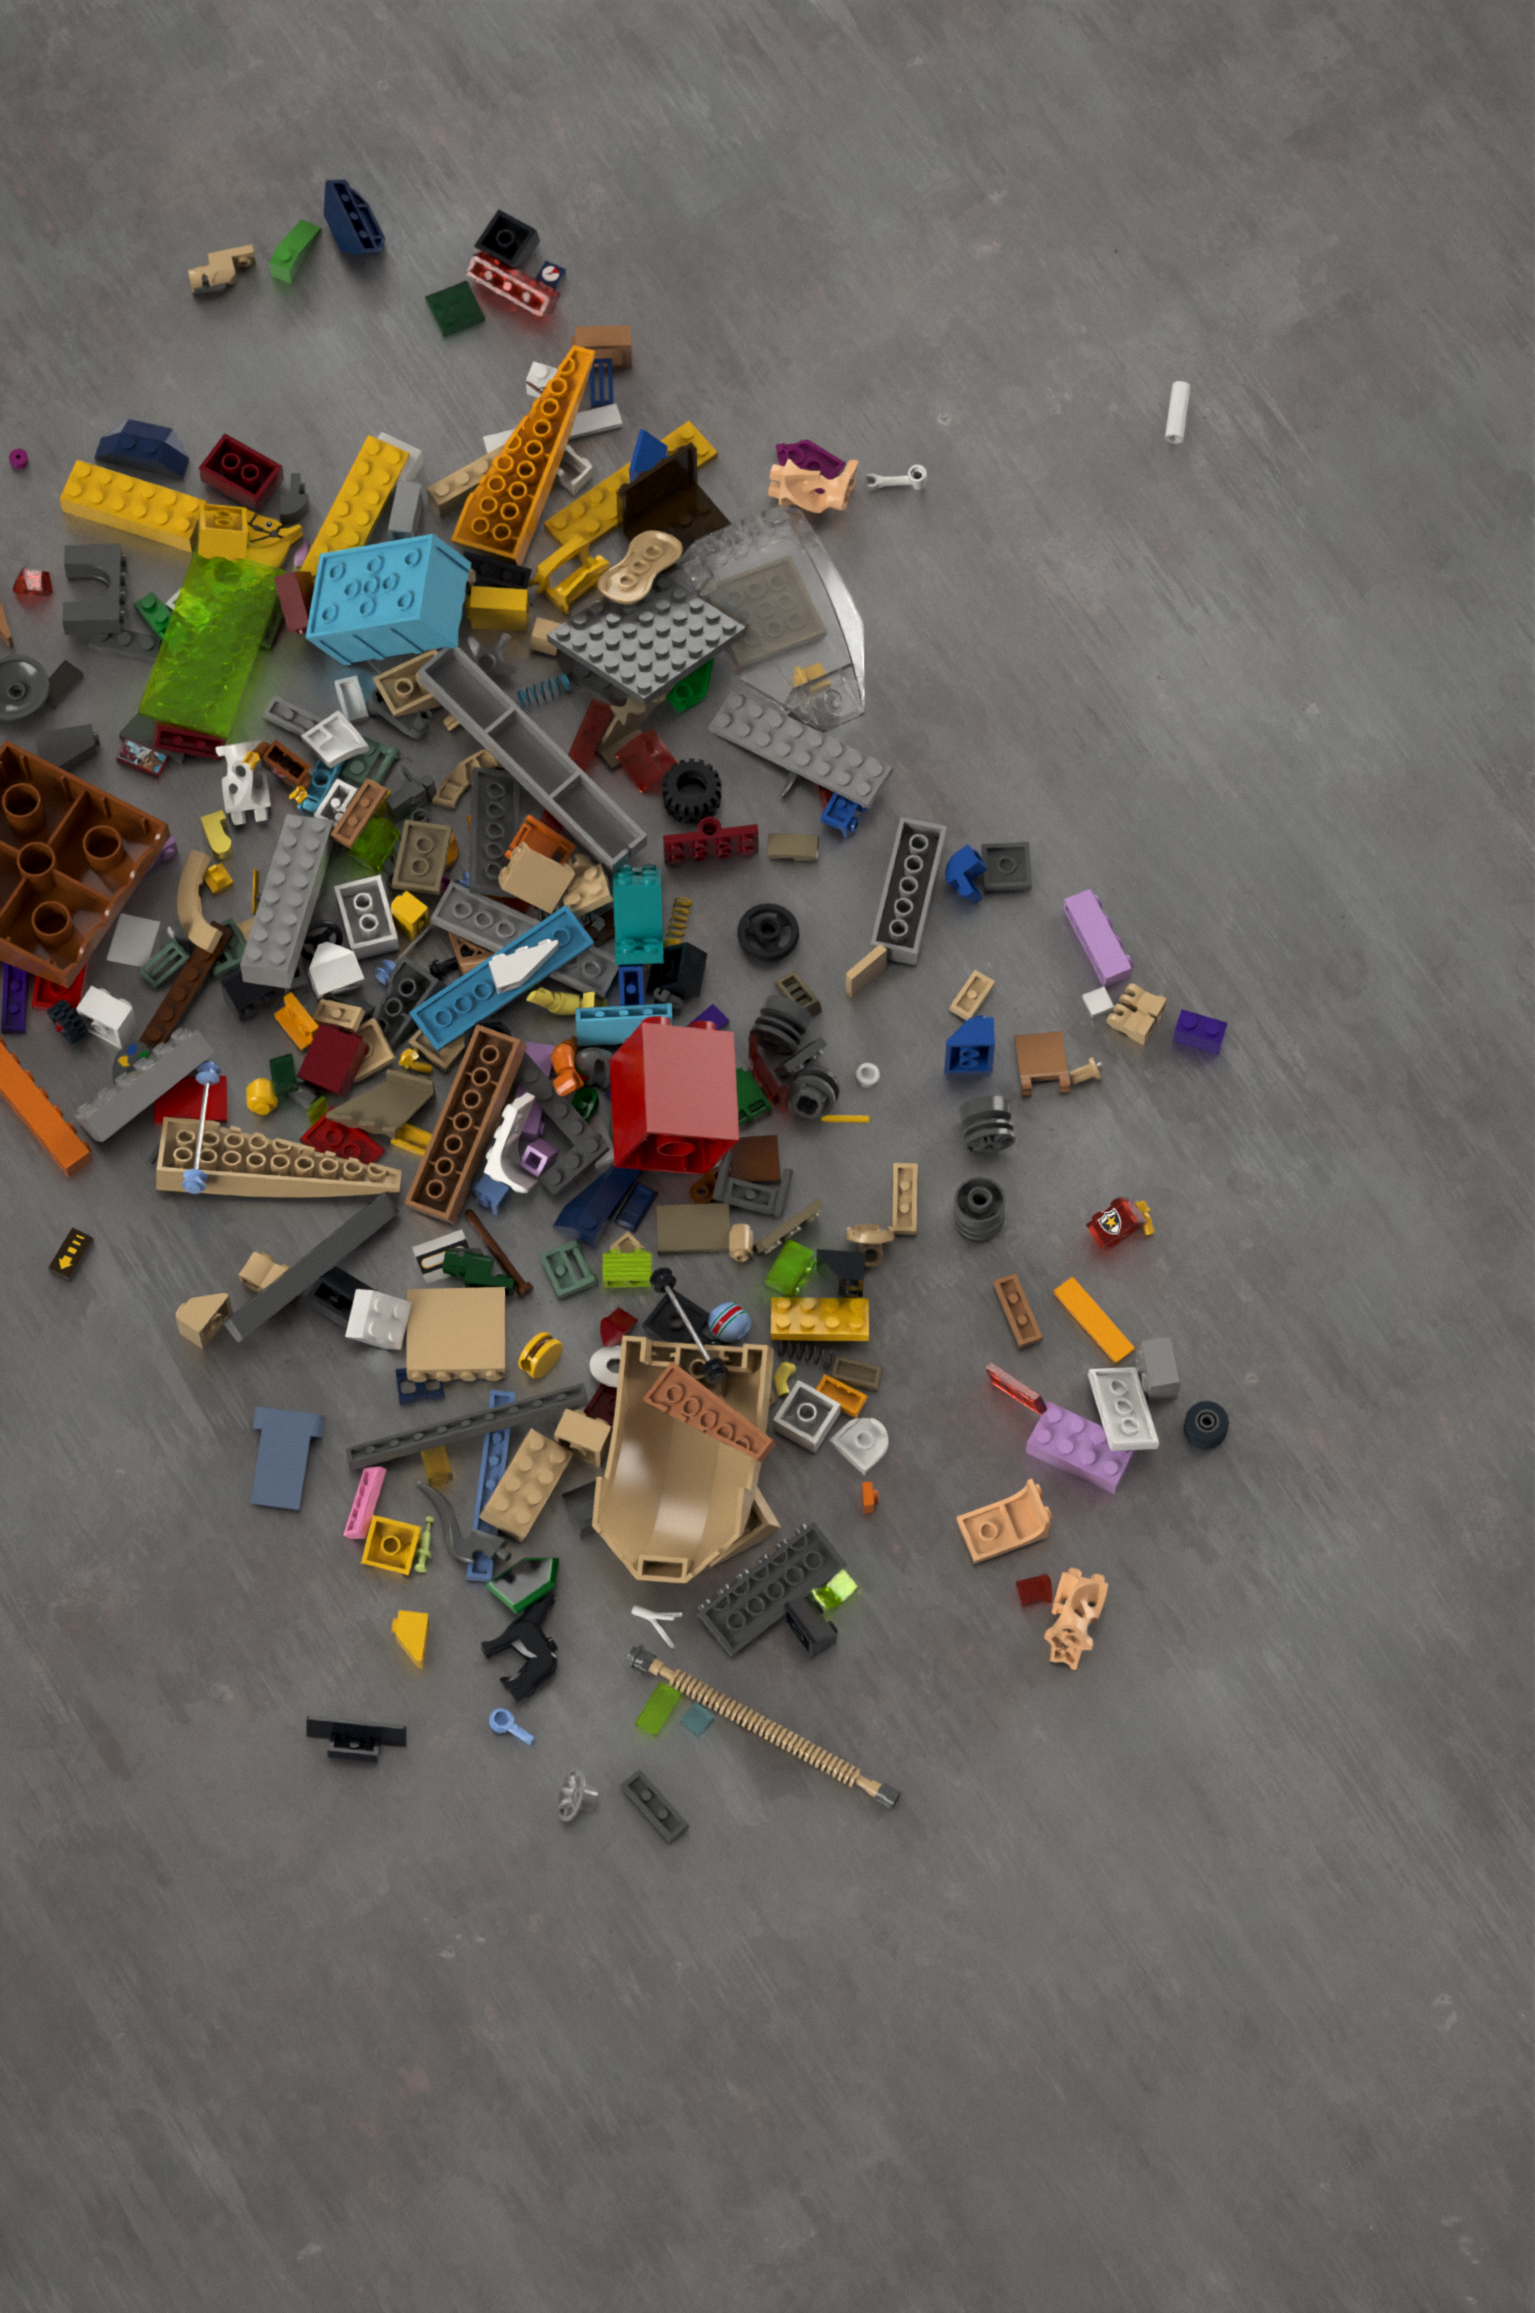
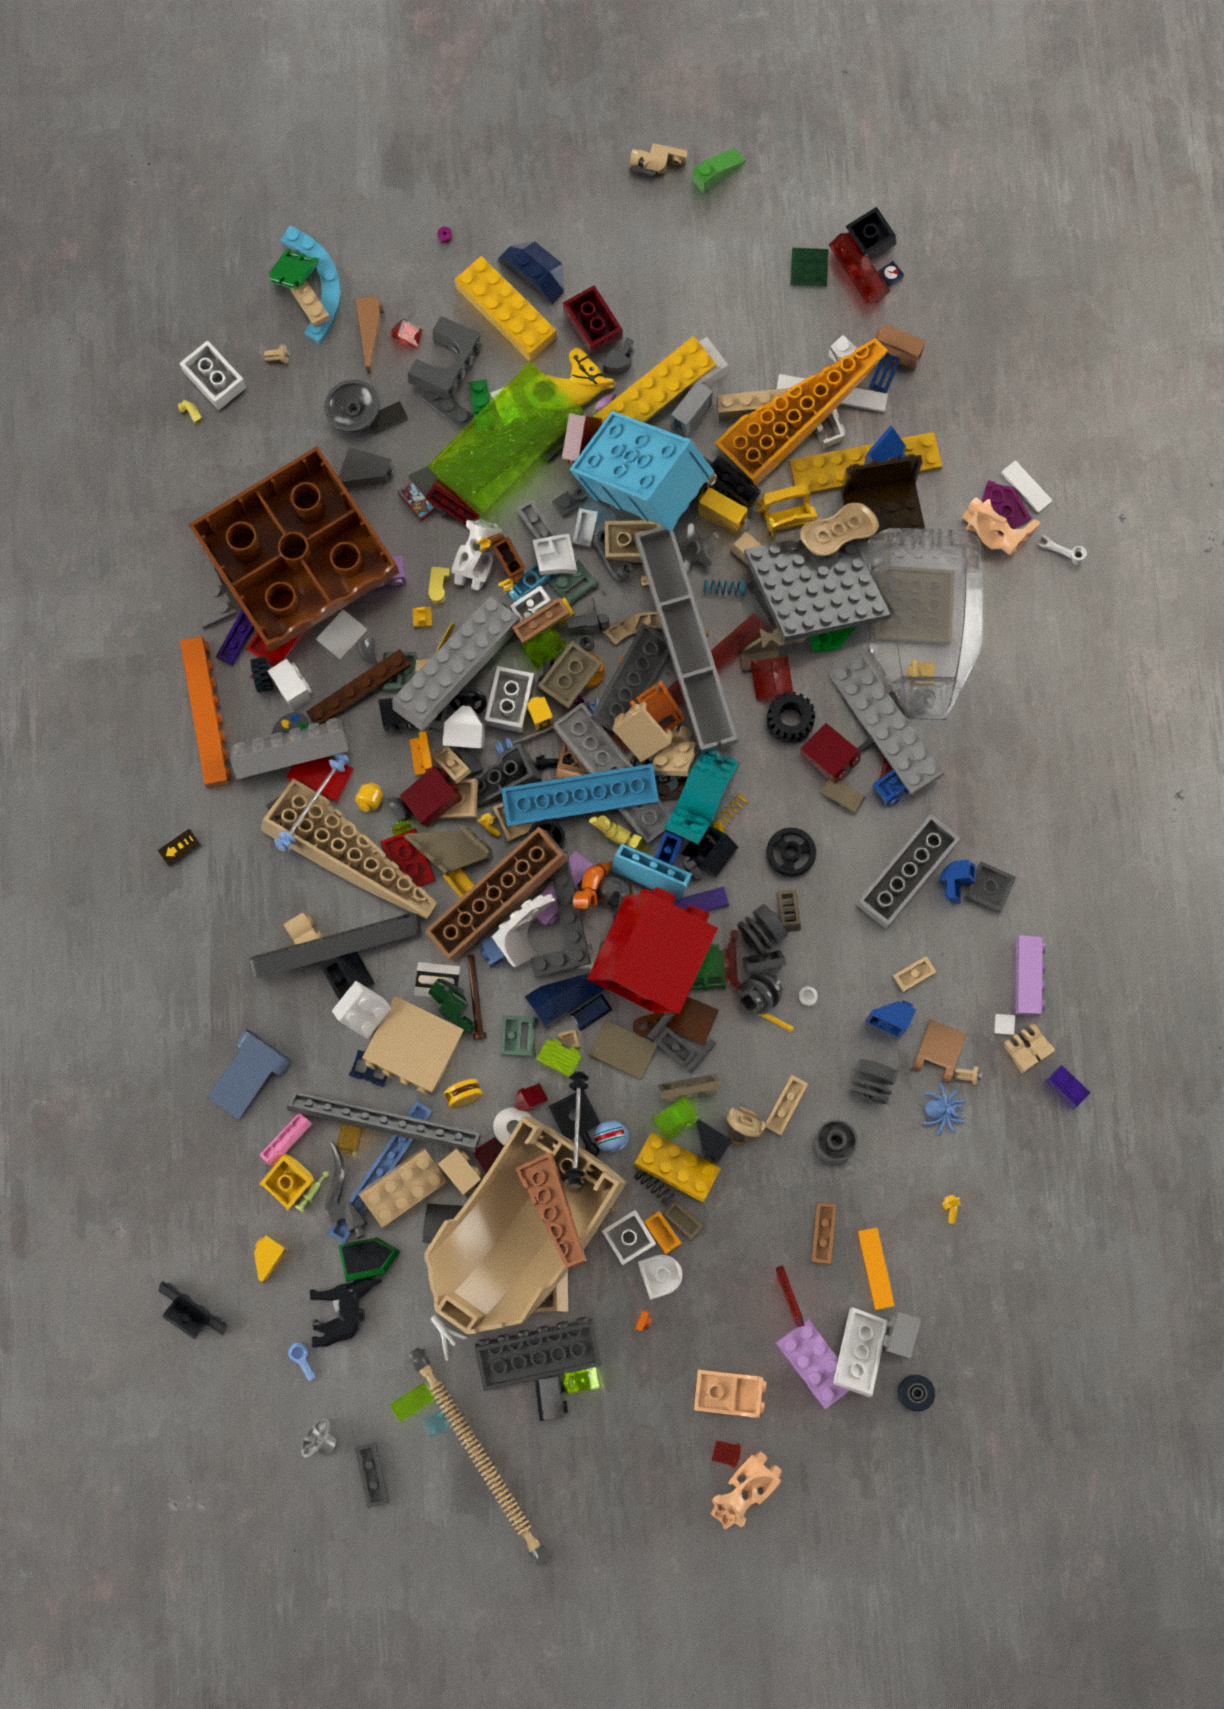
camera: 30 degrees right, 10 degrees up
(178, 950) = (364, 660): sand green tile -> none
(189, 903) = (389, 632): tan tile -> none
(203, 1317) = (241, 945): tan slope -> none
(222, 531) = (552, 359): yellow slope -> none
(284, 1074) = (392, 789): clear green tile -> none
(317, 683) = (567, 503): none -> dark grey plate
(351, 220) = (769, 165): dark blue wedge -> none
(515, 969) = (591, 795): white slope -> none
(539, 1157) = (539, 942): lavender brick -> none
(586, 1103) = (591, 922): green plate -> none
(710, 842) = (791, 769): dark red plate -> none
(741, 1242) = (650, 1079): tan brick -> none
(758, 804) = (830, 753): none -> dark red brick
(780, 1377) = (627, 1195): light yellow arm -> none
(822, 432) = (1026, 487): none -> white tile
(866, 970) = (845, 918): tan tile -> none
(1079, 1120) = (943, 1109): none -> medium blue animal
(1116, 1223) = (929, 1205): clear red brick -> none

